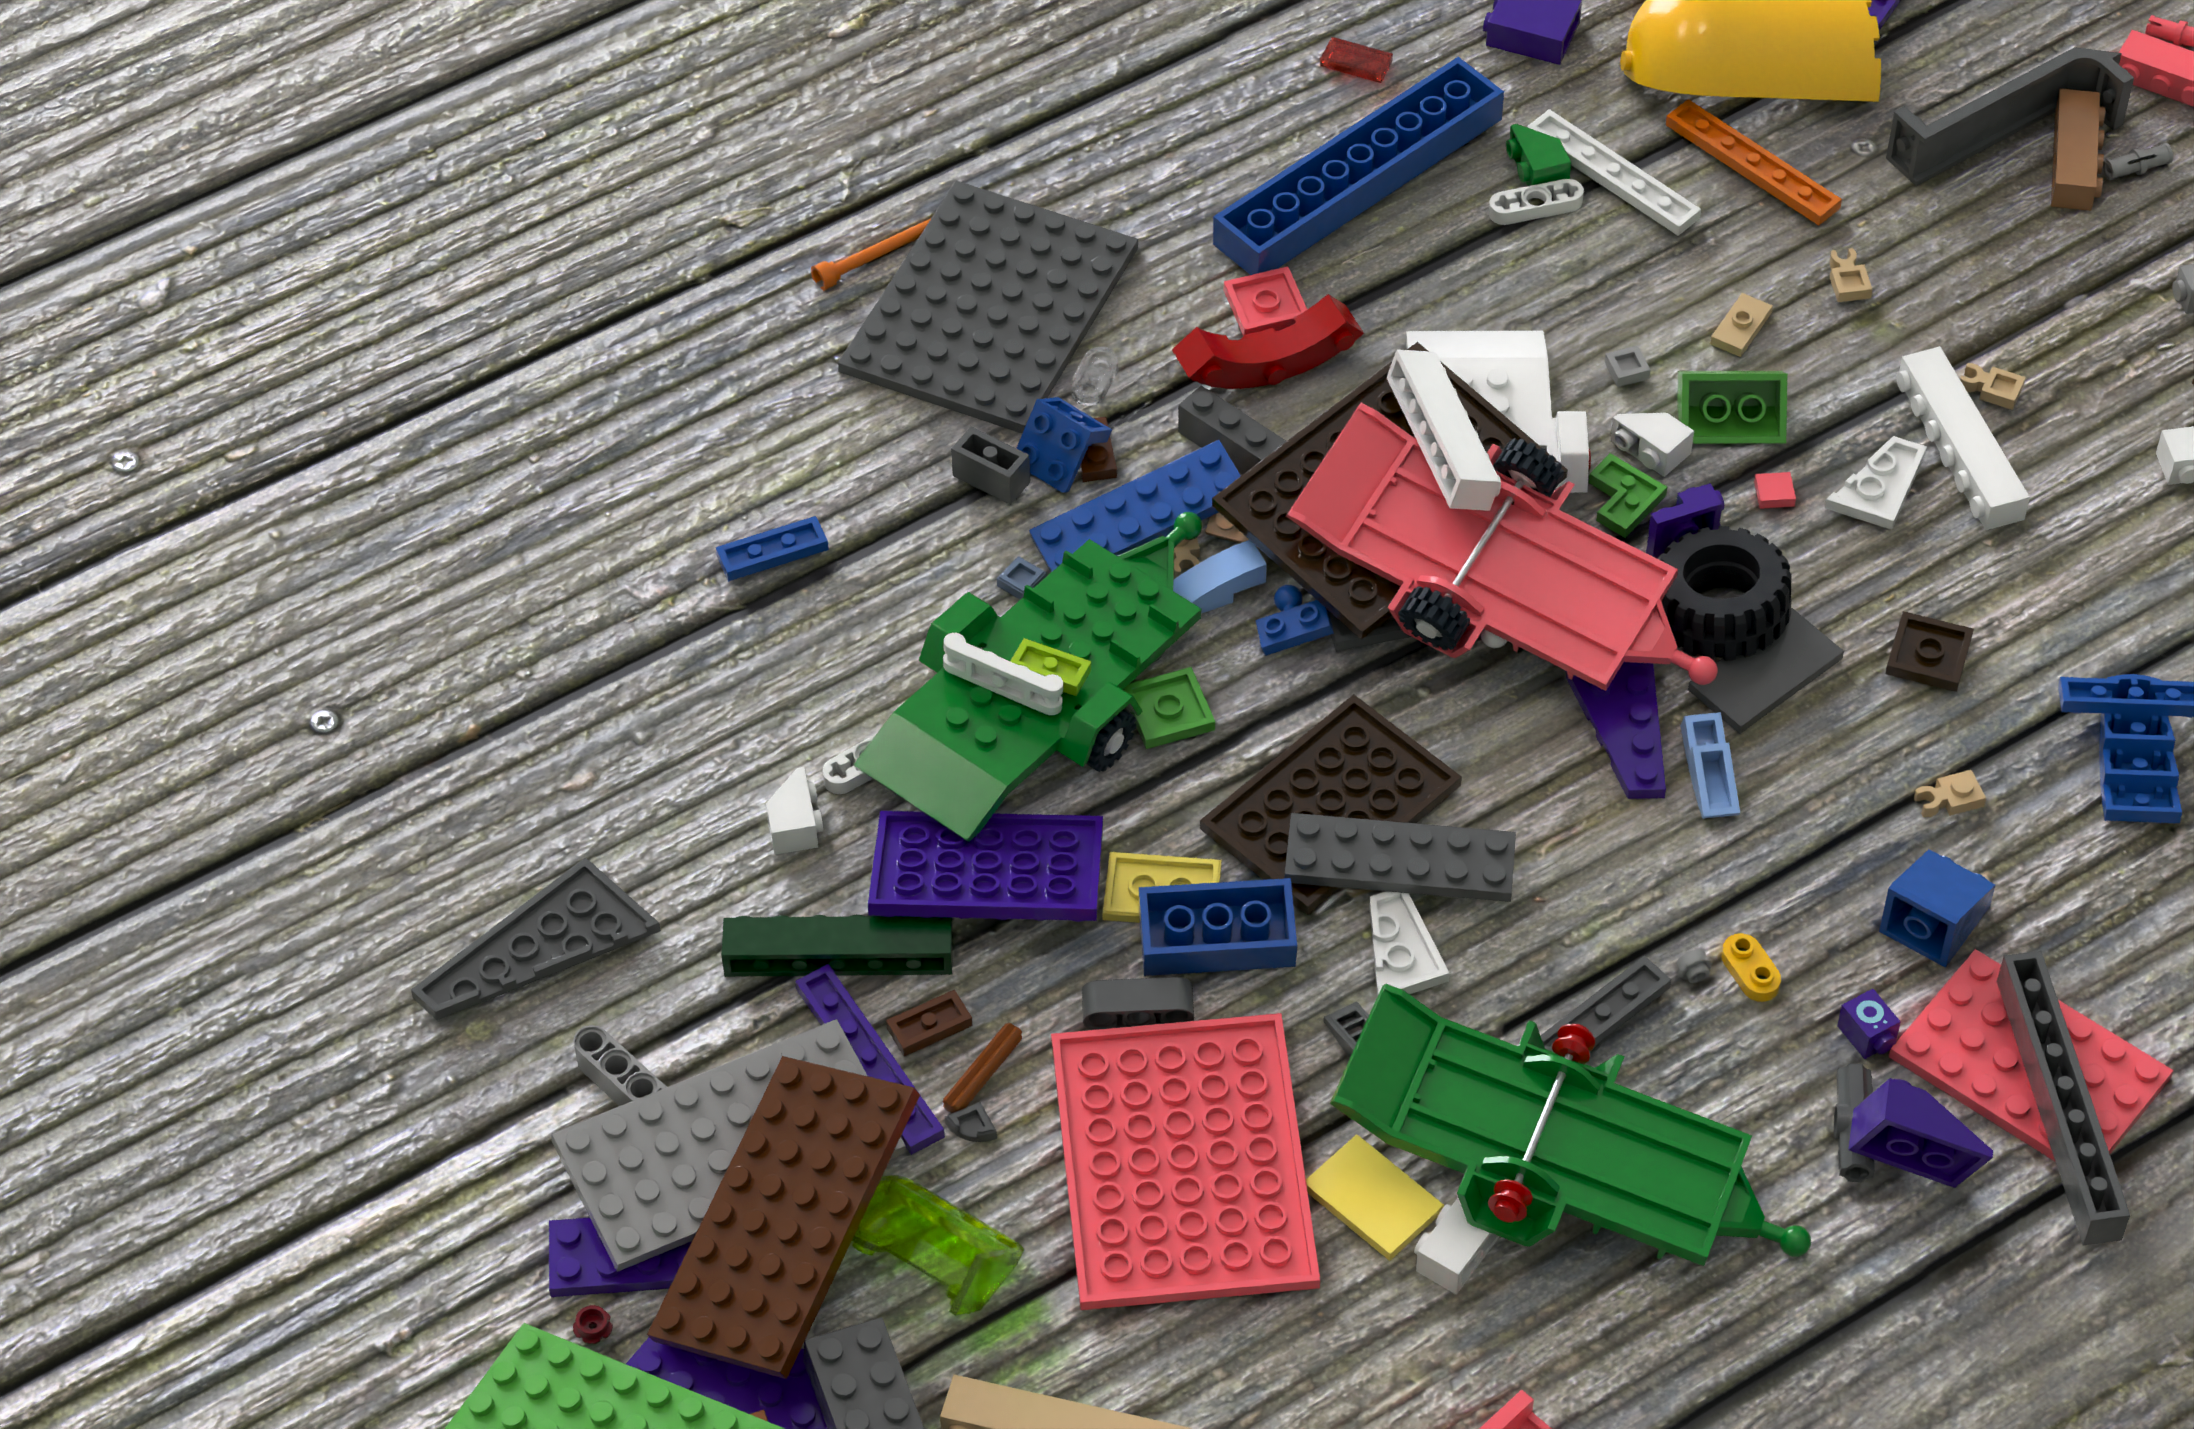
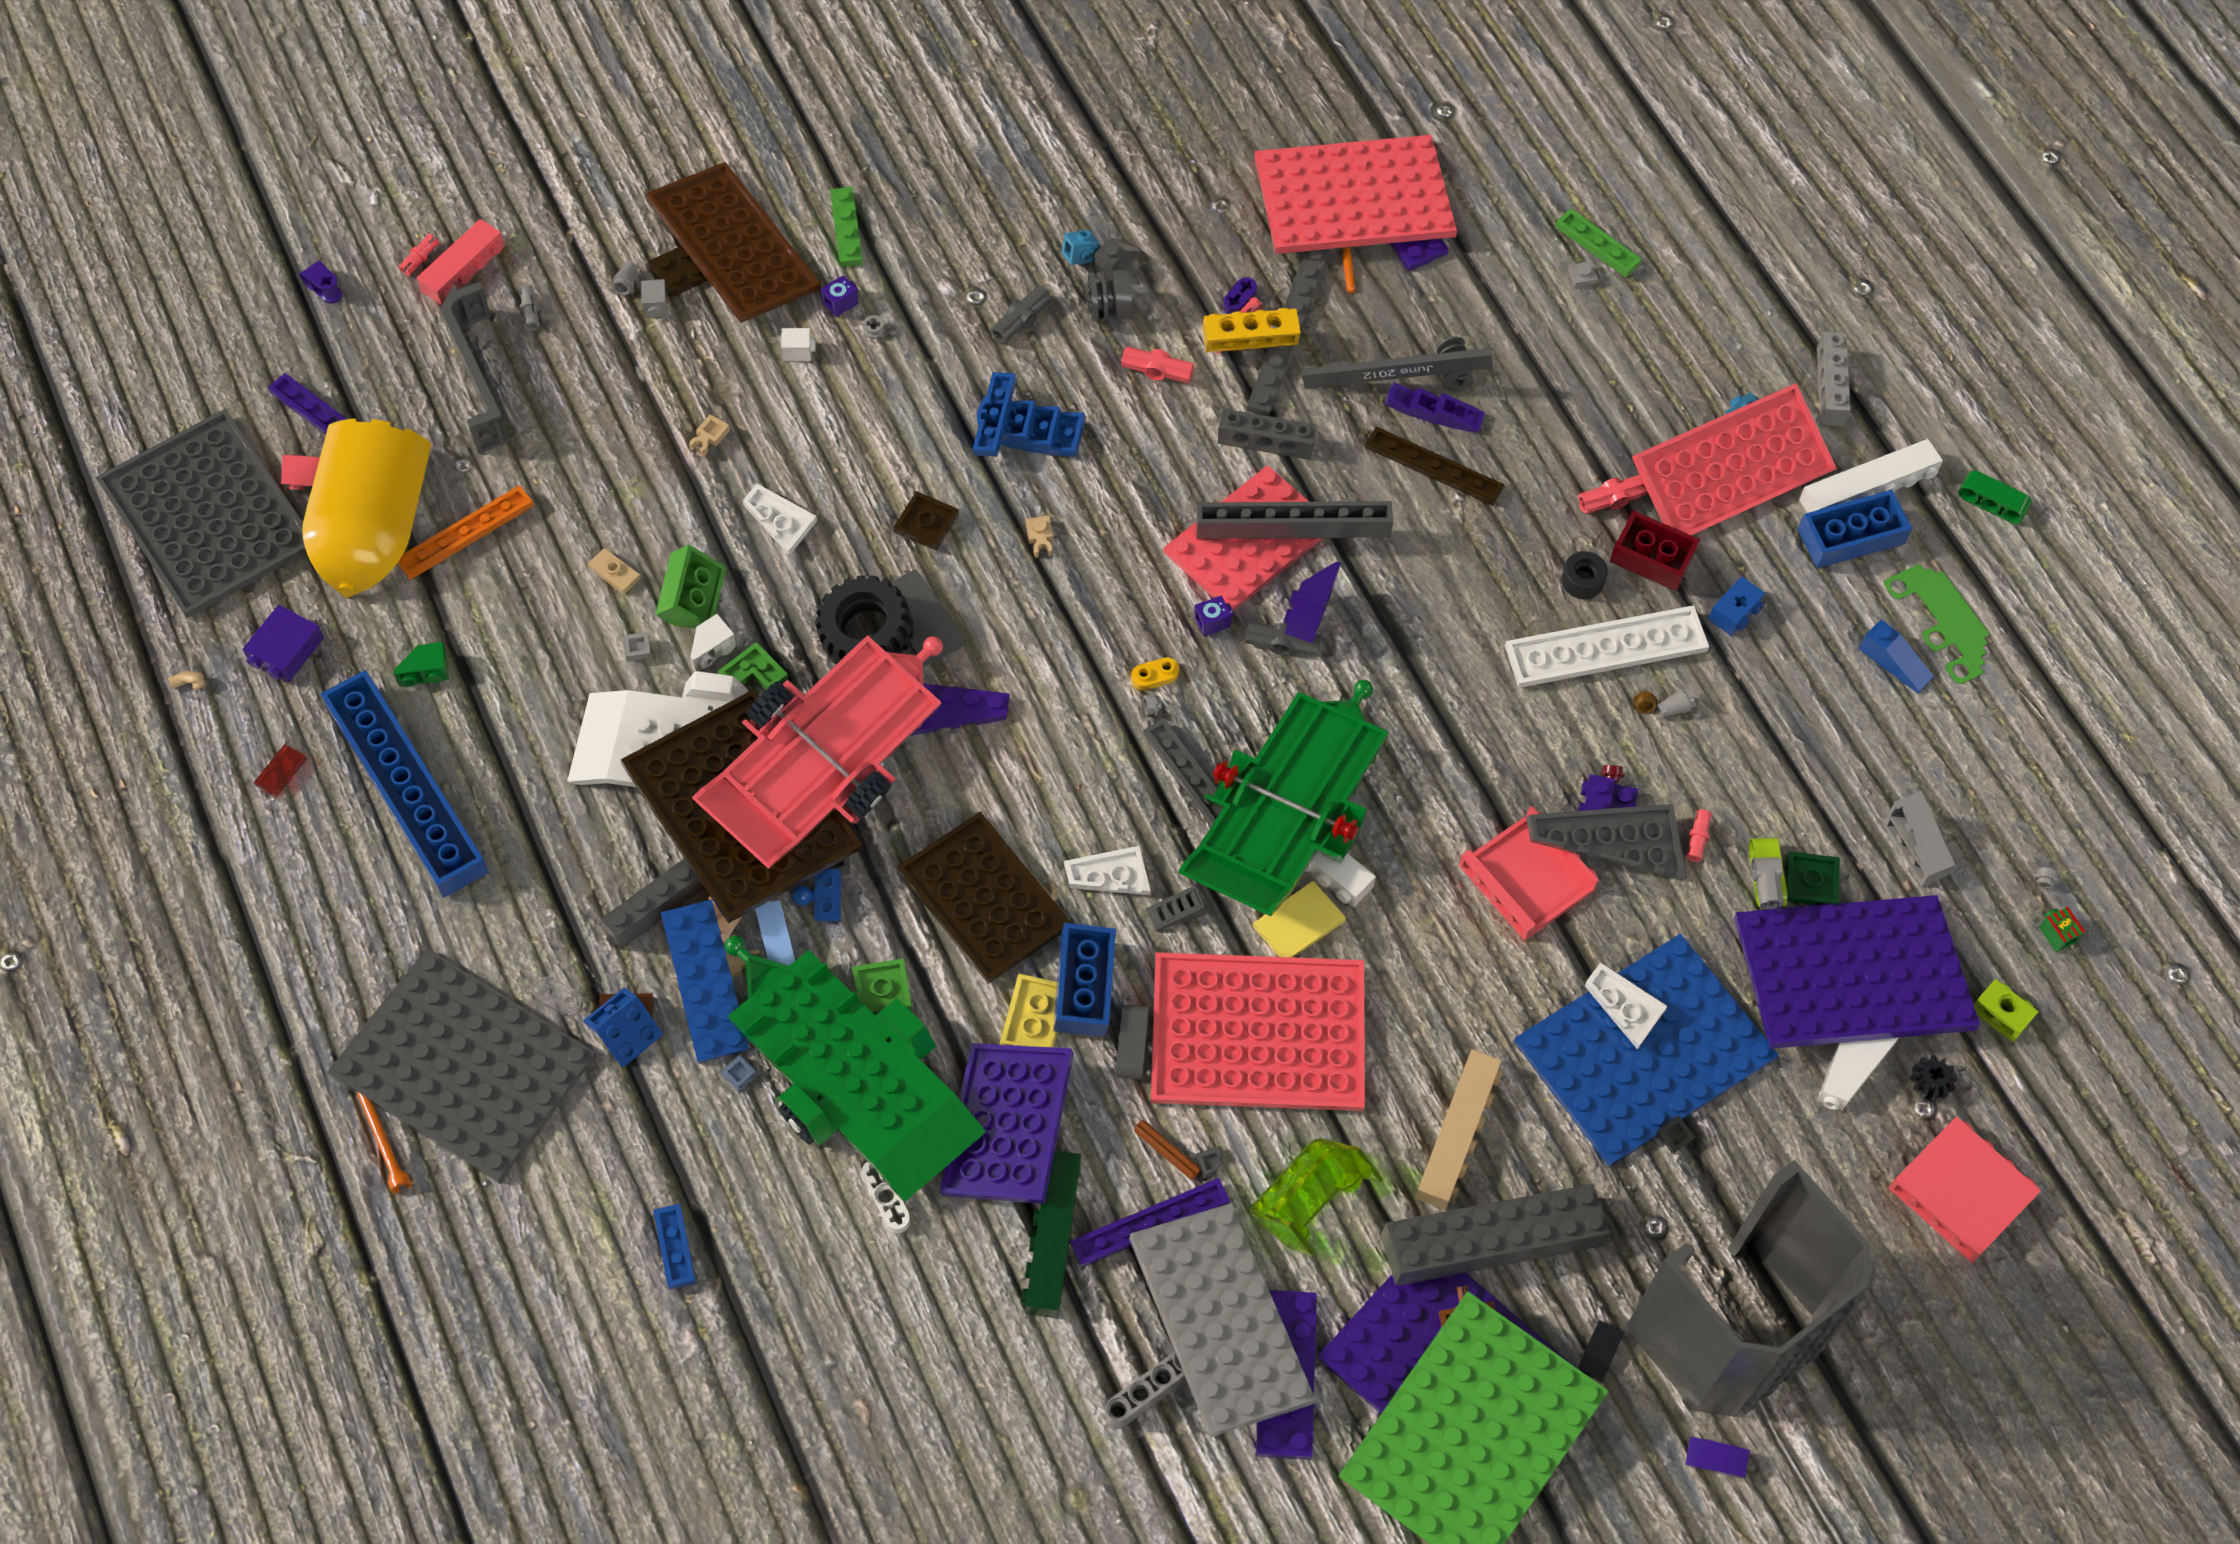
camera: 85 degrees left, 10 degrees up
(554, 930) = (1006, 1435): dark grey wing -> none
(588, 1316) = (1345, 1422): dark red plate -> none
(784, 1216) = (1303, 1276): reddish brown plate -> none
(791, 815) = (931, 1253): white slope -> none
(929, 1023) = (1126, 1179): reddish brown plate -> none
(990, 465) = (636, 1077): dark grey brick -> none
(1002, 676) = (858, 1089): white plate -> none
(1050, 661) = (859, 1049): lime plate -> none
(1264, 300) = (515, 868): coral plate -> none
(1269, 354) = (570, 869): red brick -> none
(1400, 857) = (1043, 859): dark grey plate -> none
(1443, 430) = (727, 749): white brick -> none
(1512, 198) = (455, 668): white beam -> none
(1620, 175) = (451, 619): white plate -> none
(1694, 510) = (797, 634): dark purple plate -> none
(1710, 765) = (995, 664): light blue slope -> none
(1775, 490) = (767, 581): coral tile -> none
(1848, 280) = (592, 497): tan plate -> none
(1935, 906) = (1132, 558): blue slope -> none
(1962, 438) = (751, 462): white brick -> none
(2076, 150) = (511, 338): medium nougat brick -> none

